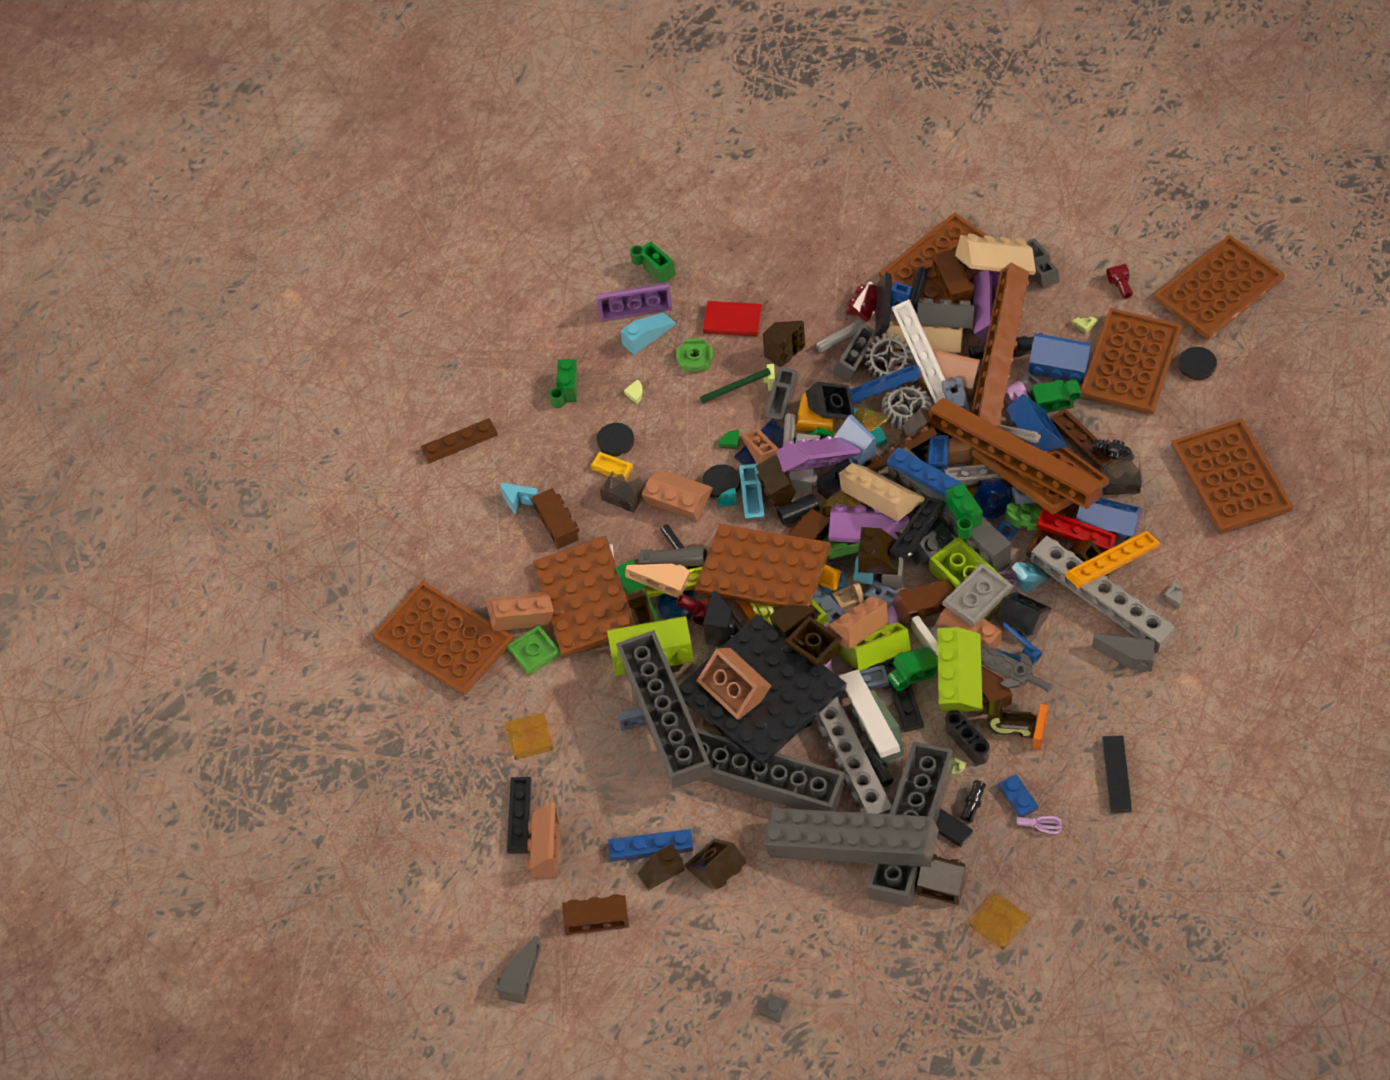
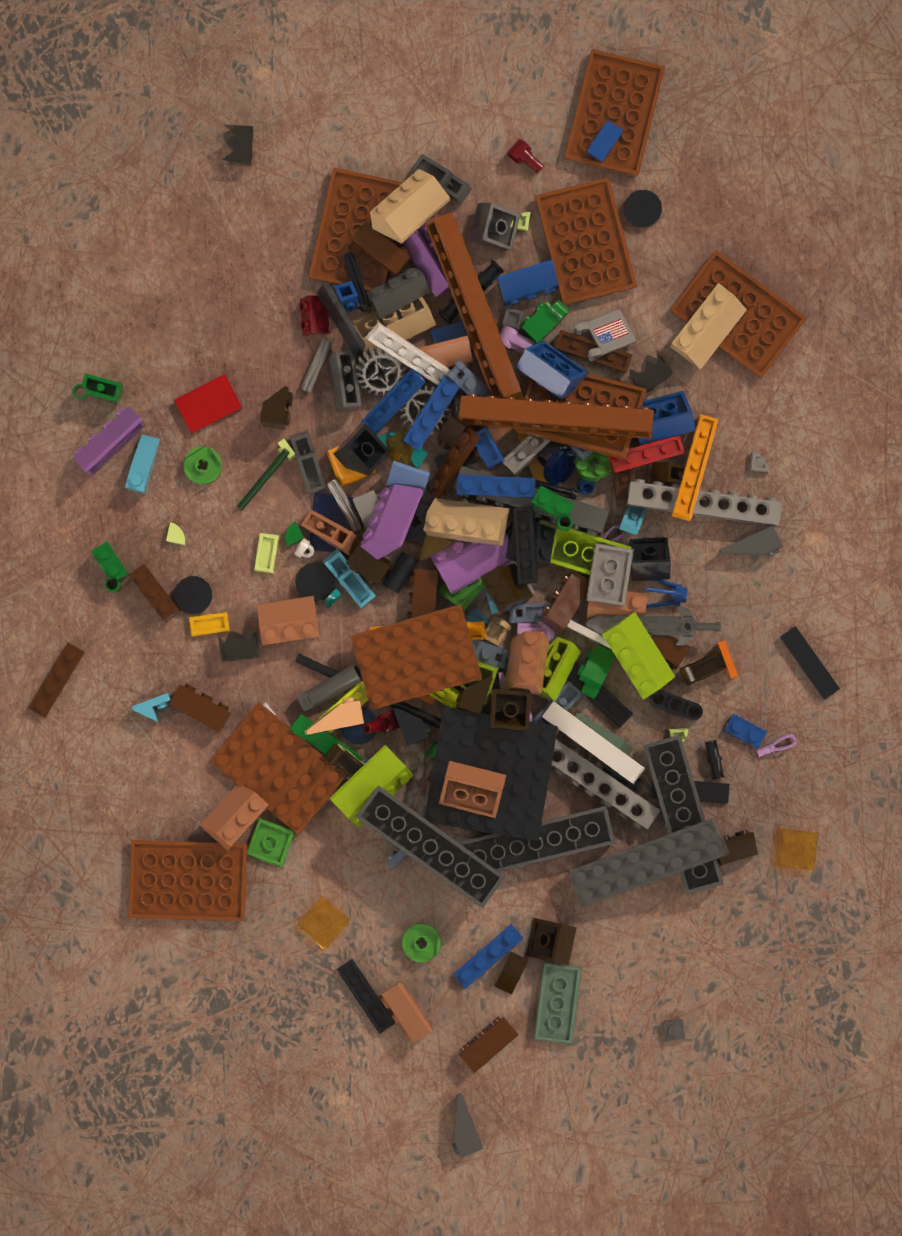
camera: 40 degrees left, 30 degrees up
(585, 418) = (154, 592): none -> reddish brown brick
(602, 809) = (430, 936): none -> bright green plate
(683, 919) = (557, 1003): none -> sand green piece
(698, 442) = (266, 553): none -> yellowish green tile
(730, 450) = (301, 548): none -> white tile
(821, 432) = (368, 484): green tile -> none
(892, 166) = (240, 141): none -> clear smoke piece
(907, 403) = (430, 413): none -> blue plate
(1026, 435) = (546, 394): light grey axle -> none
(1059, 311) = (492, 226): none -> flat silver slope
(1100, 428) = (608, 332): none -> light grey flag
(1115, 449) = (632, 352): black piece -> none
(1196, 297) = (604, 141): none -> blue tile
(1197, 463) = (708, 326): none -> tan slope

